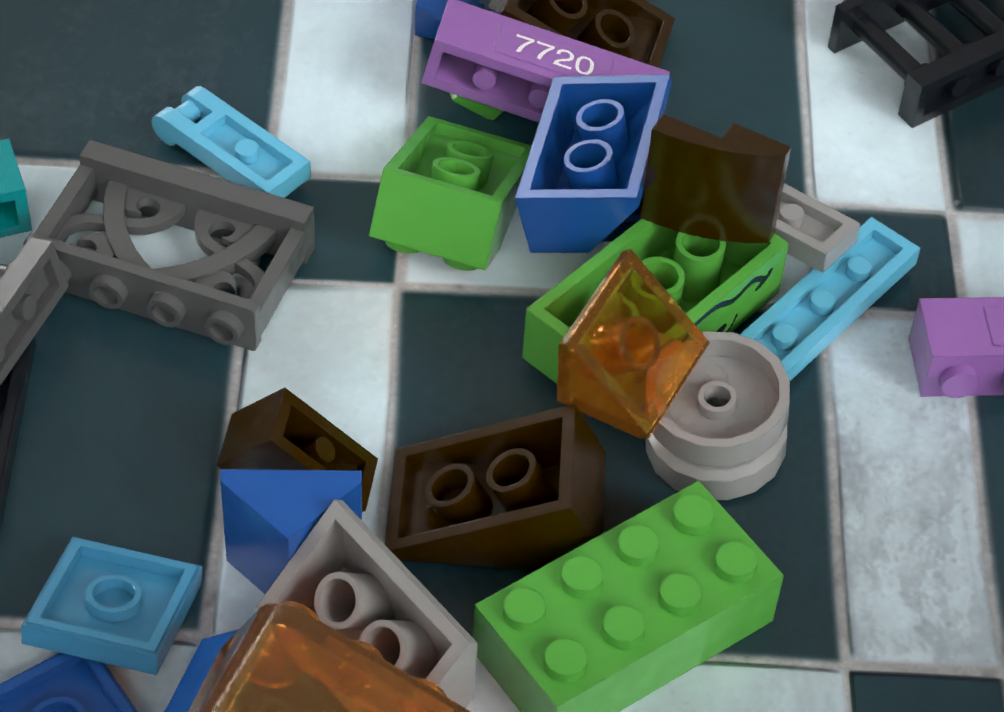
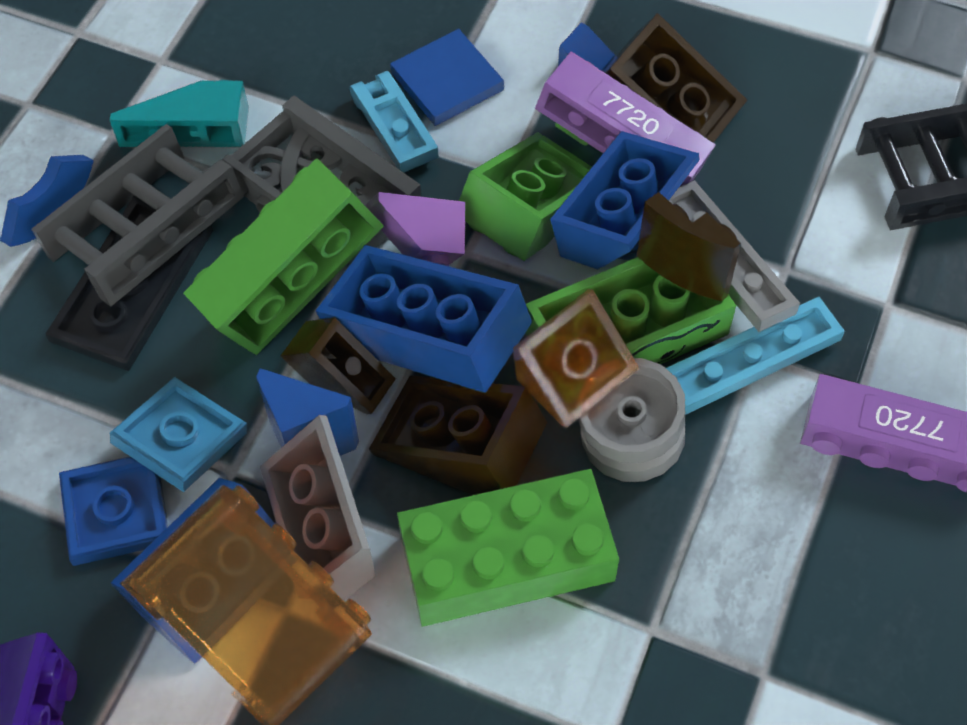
camera: 25 degrees right, 10 degrees up
(182, 331) = (283, 258): none -> bright green brick
(278, 78) = (447, 77): none -> blue tile
(338, 257) = (422, 225): none -> medium lavender slope
(407, 355) = (429, 316): none -> blue brick

